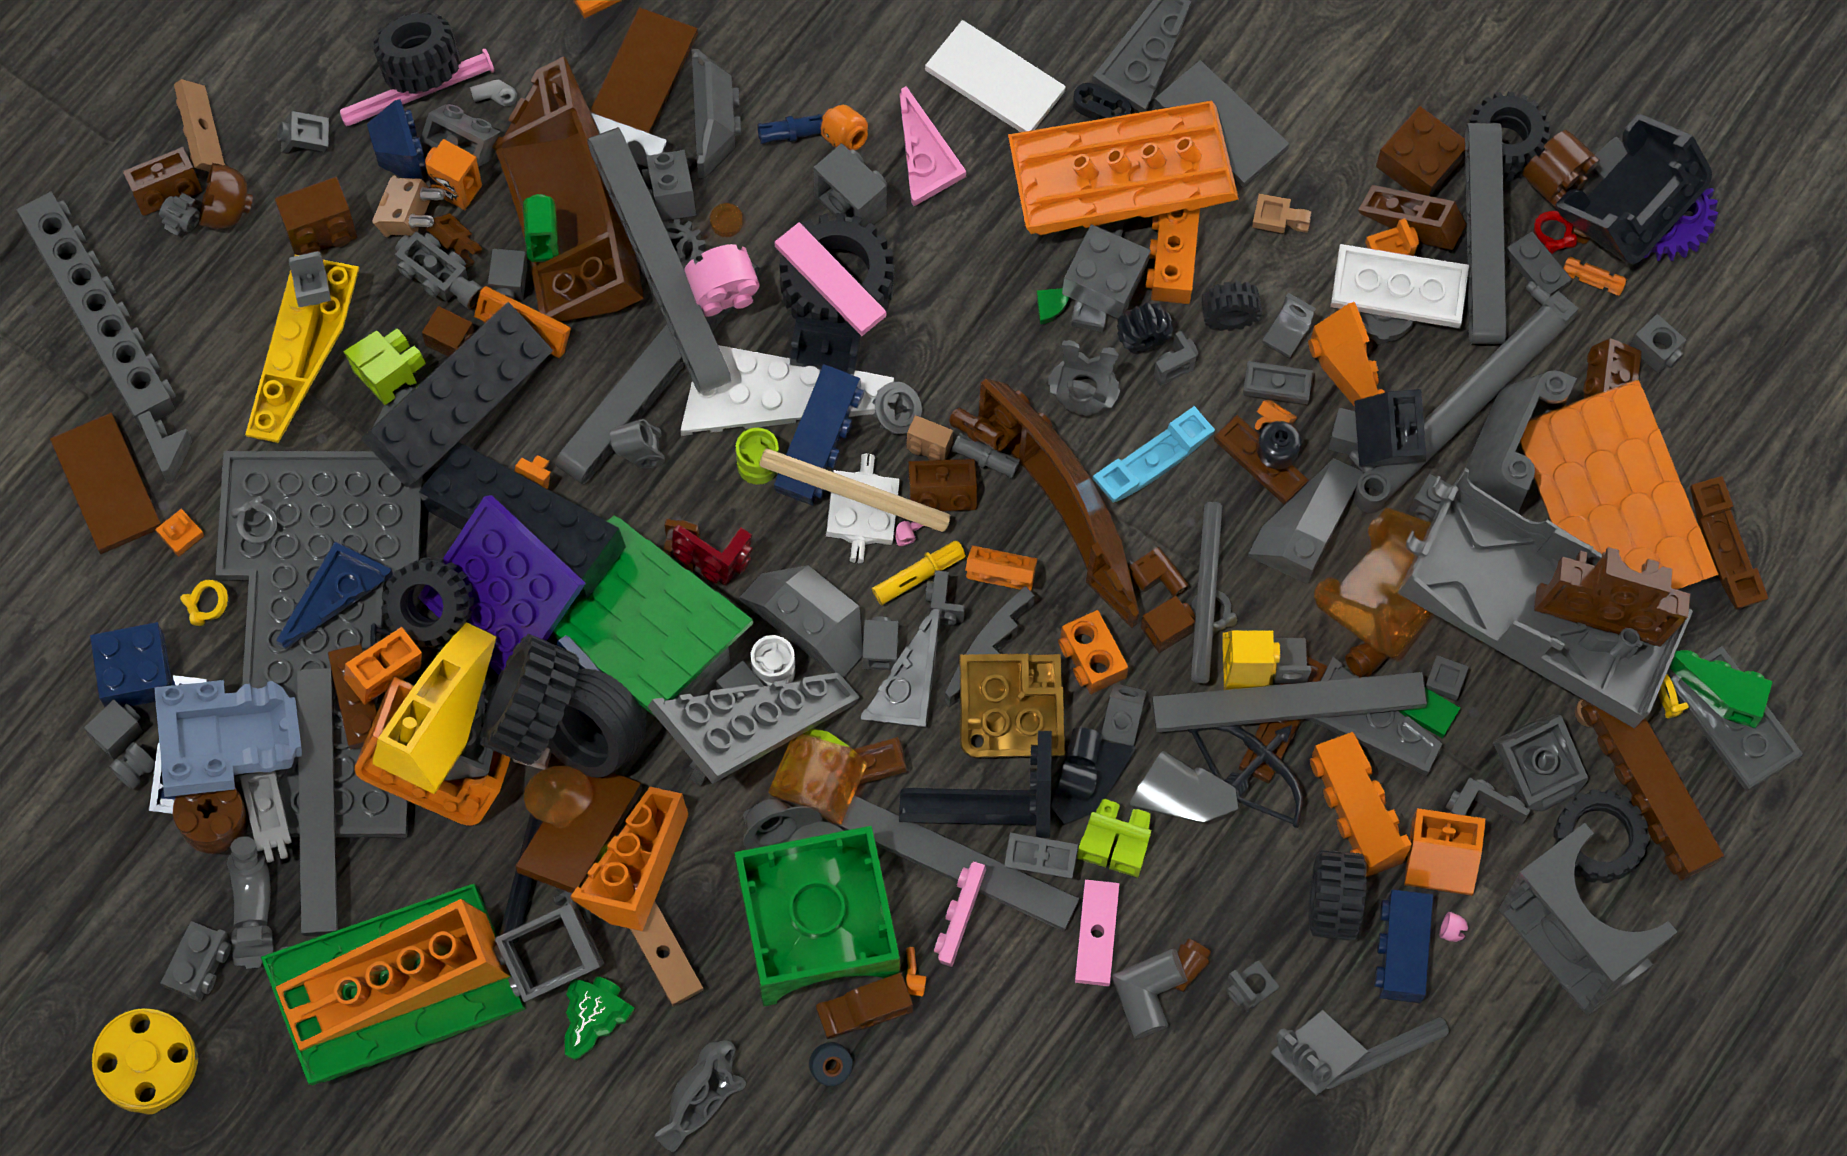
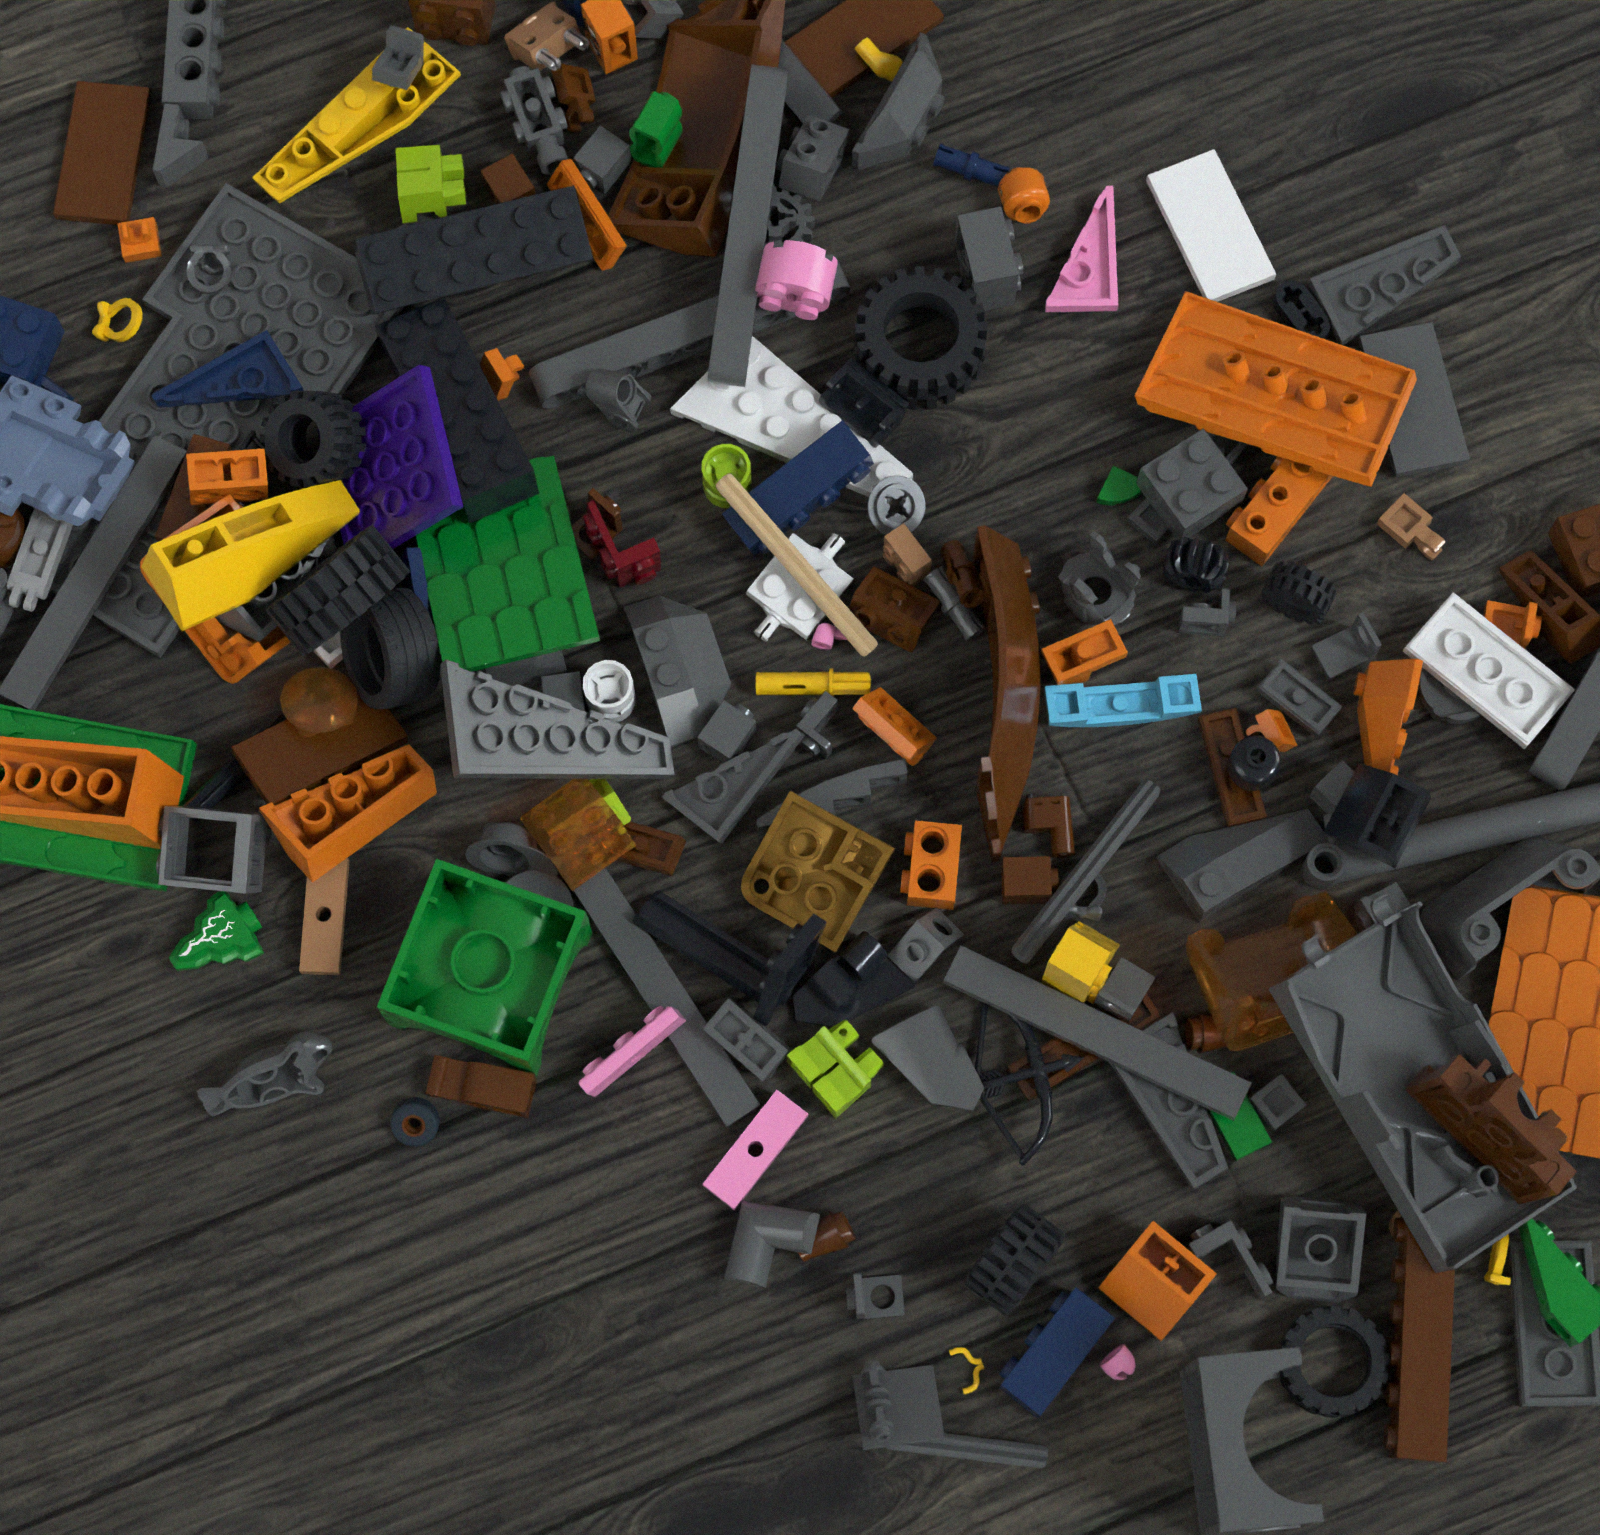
camera: 35 degrees right, 5 degrees up
(675, 88) = (881, 63): none -> yellow arm
(726, 220) = (851, 223): clear orange tile -> none
(830, 279) = (904, 338): bright pink tile -> none
(914, 983) = (545, 1091): orange hand -> none
(1106, 435) = (1083, 653): none -> orange slope
(1348, 990) = (974, 1386): none -> yellow piece
(1359, 803) = (1101, 1178): orange wedge -> none

